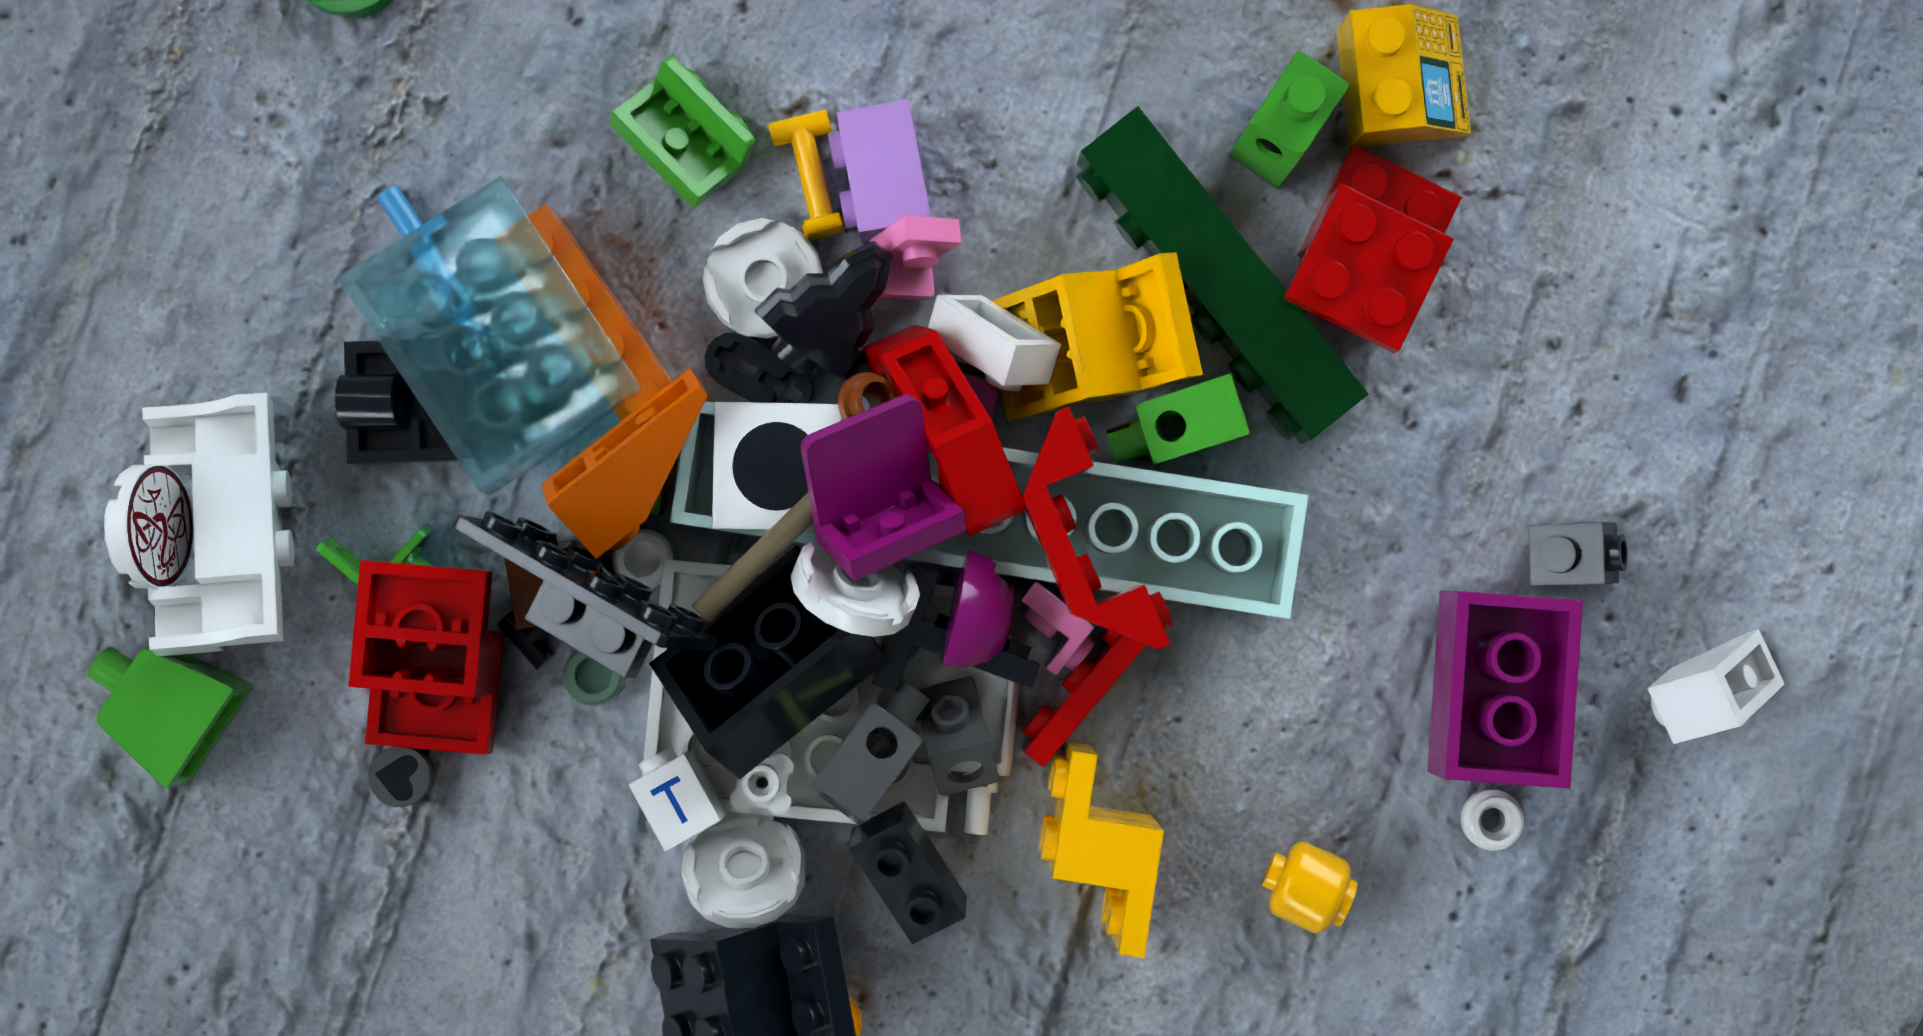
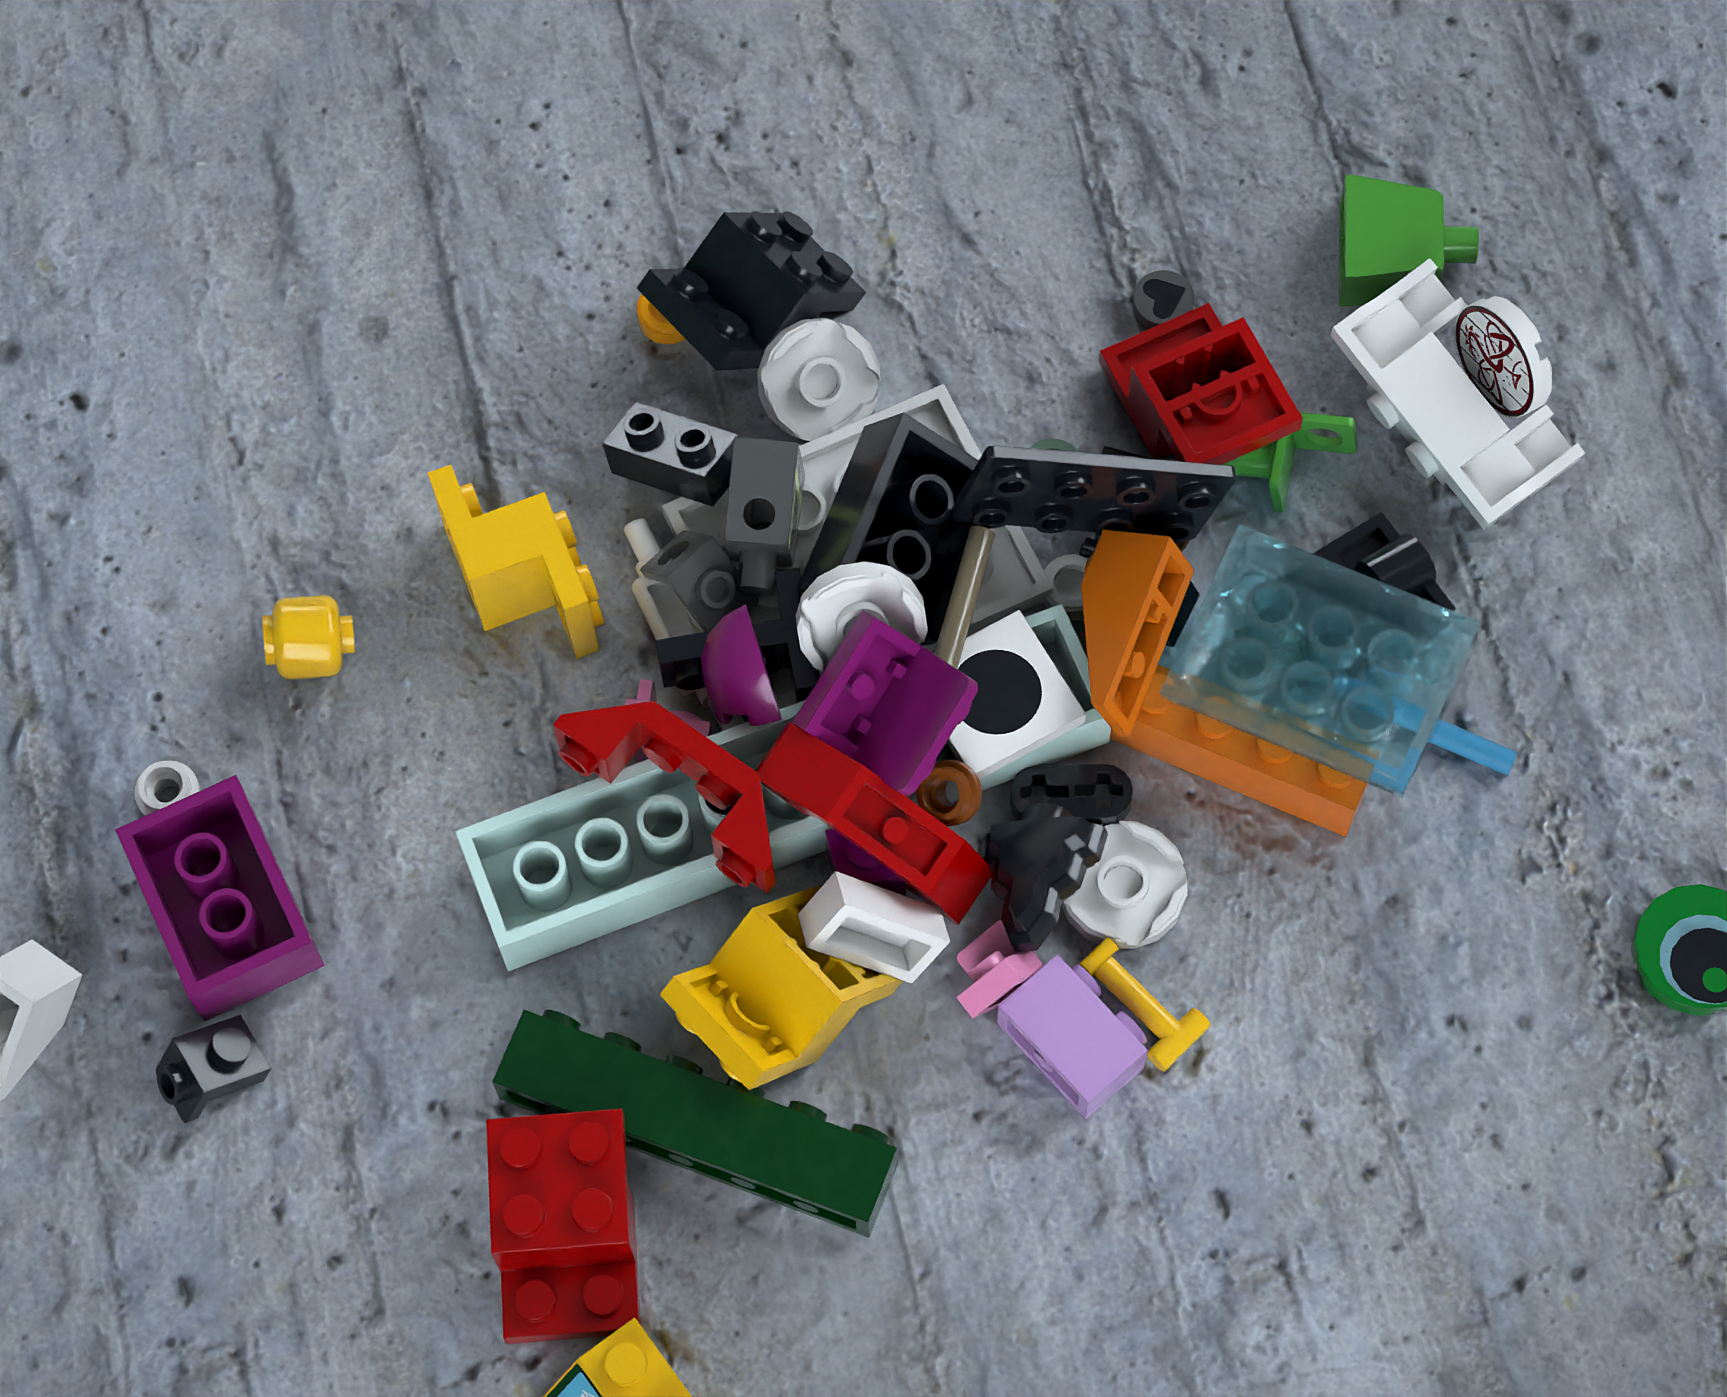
camera: 155 degrees right, 20 degrees down
(677, 796) = (913, 386): white brick -> none
(684, 132) = (1279, 962): bright green bracket -> none
(775, 795) = (829, 447): white plate -> none
(1085, 687) = (617, 643): red plate -> none
(1211, 418) = (640, 960): bright green torso -> none
(1289, 118) = (714, 1314): bright green torso -> none

